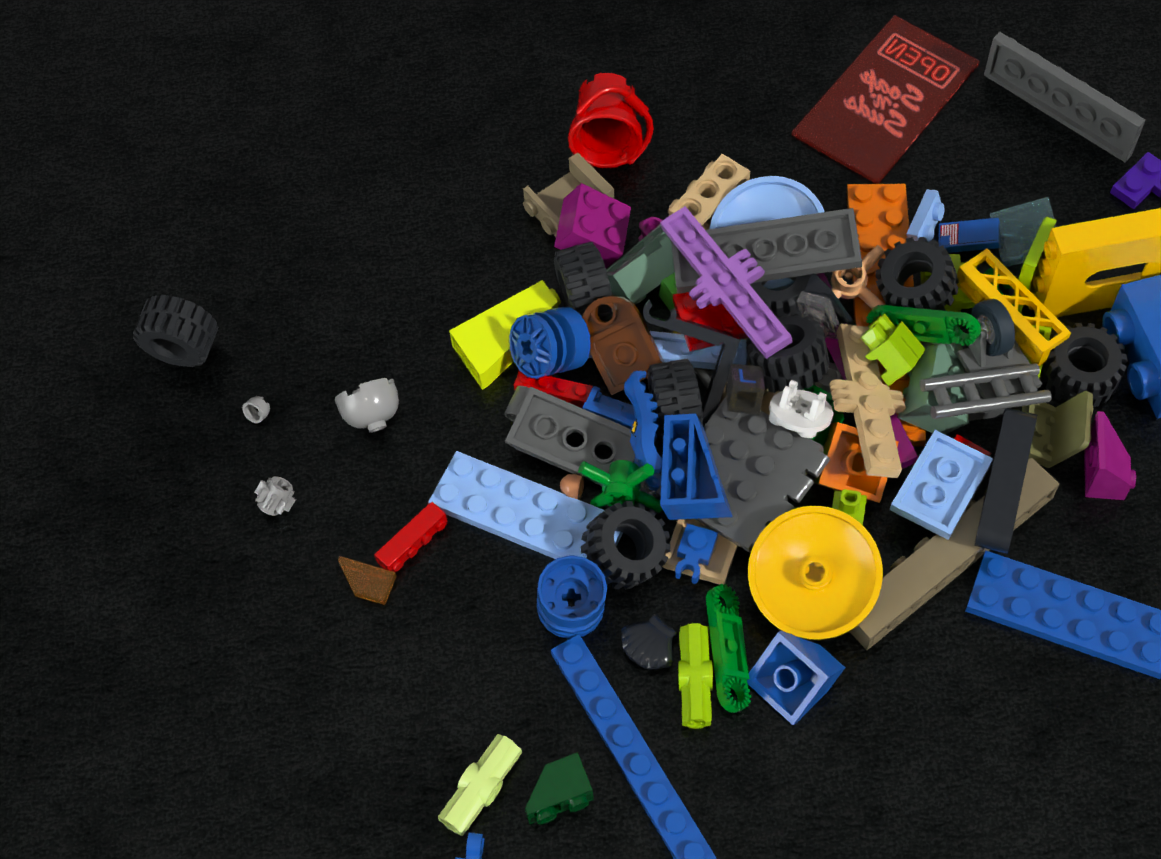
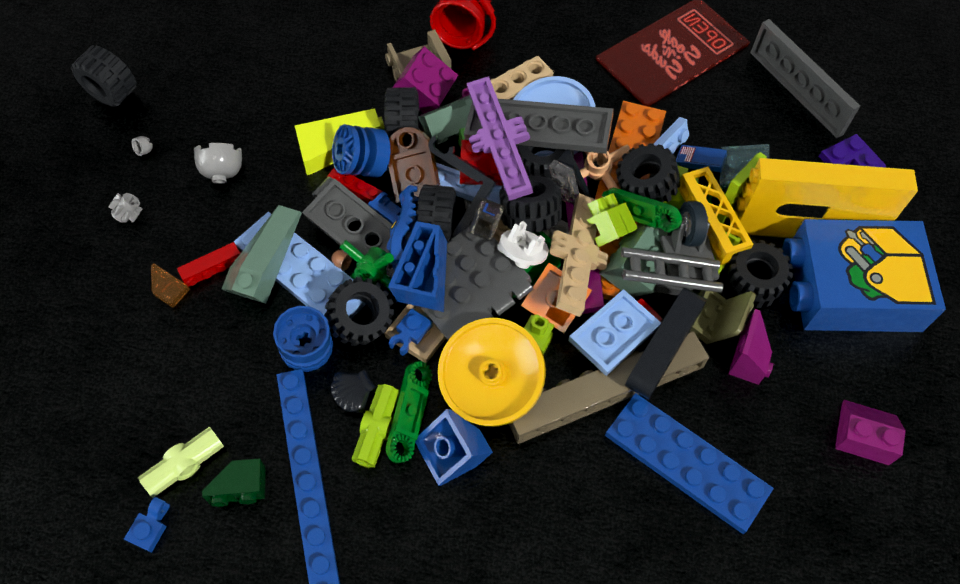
camera: 10 degrees right, 0 degrees up
(476, 515) = (260, 261): none -> sand green wedge

